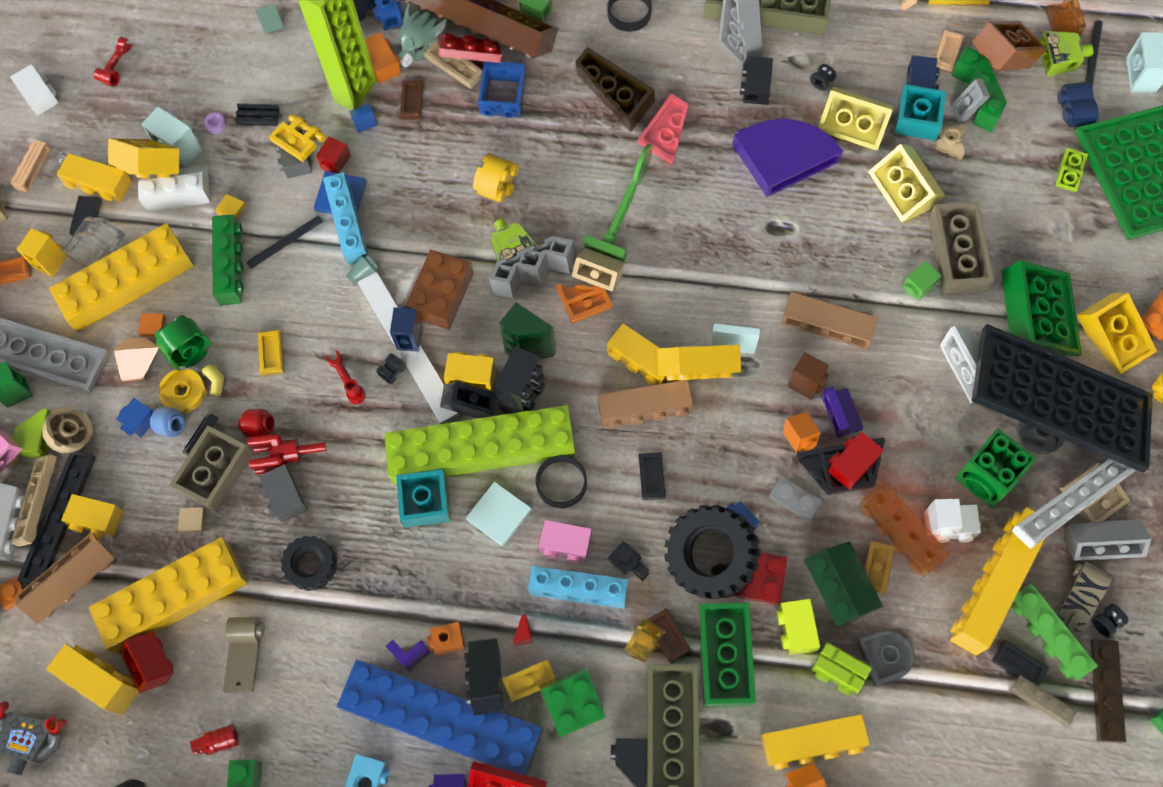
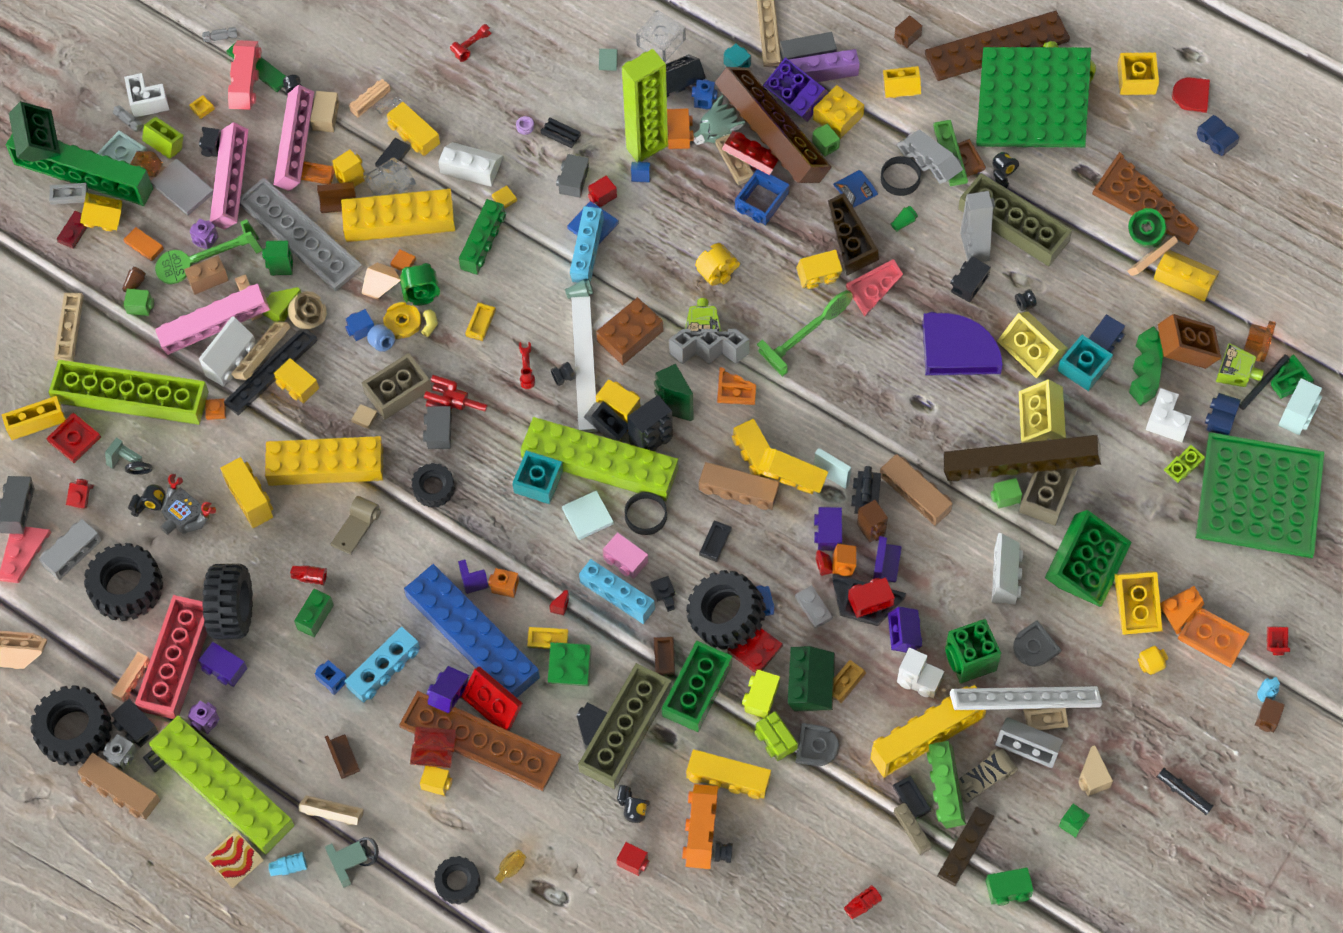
camera: 25 degrees right, 5 degrees down
(34, 90) = (400, 38): white brick -> none
(35, 287) = (332, 194): none -> reddish brown panel
(64, 578) = (257, 415): medium nougat brick -> none
(143, 157) = (457, 130): yellow brick -> none
(146, 662) = (287, 498): red brick -> none
(167, 129) = (487, 122): light aqua brick -> none
(209, 420) = (412, 350): black tile -> none
(256, 423) = (444, 367): red head -> none
(284, 242) = (532, 242): black bar -> none
(294, 142) = (576, 168): yellow plate -> none
(406, 329) = (587, 348): dark blue brick -> none
(412, 100) = (687, 173): reddish brown tile -> none
(484, 677) = (516, 617): black brick -> none
(592, 37) = (856, 188): none -> blue sticker
(598, 269) = (758, 370): tan brick -> none
(604, 136) = (819, 269): none -> yellow brick
(644, 640) = (644, 649): clear yellow brick -> none
(658, 47) = (904, 218): none -> green cone
(764, 405) = (829, 528): none -> dark purple brick
(779, 445) = (824, 563): none -> red slope
(780, 346) = (867, 488): none -> black brick
(903, 529) = (881, 664): clear orange brick -> none
(907, 478) = (904, 629): none -> dark purple brick
(926, 236) = (1022, 458): none -> dark brown brick
(949, 50) = (1148, 319): light nougat tile -> none
(951, 140) = (1101, 396): tan animal -> none
(970, 100) = (1131, 371): light grey plate -> none
(1028, 134) = (1166, 420): none -> white brick
(1063, 398) = (1056, 624): black plate -> none
(1110, 620) = (996, 799): black wheel -> none
(1117, 40) = (1289, 377): none -> green wing

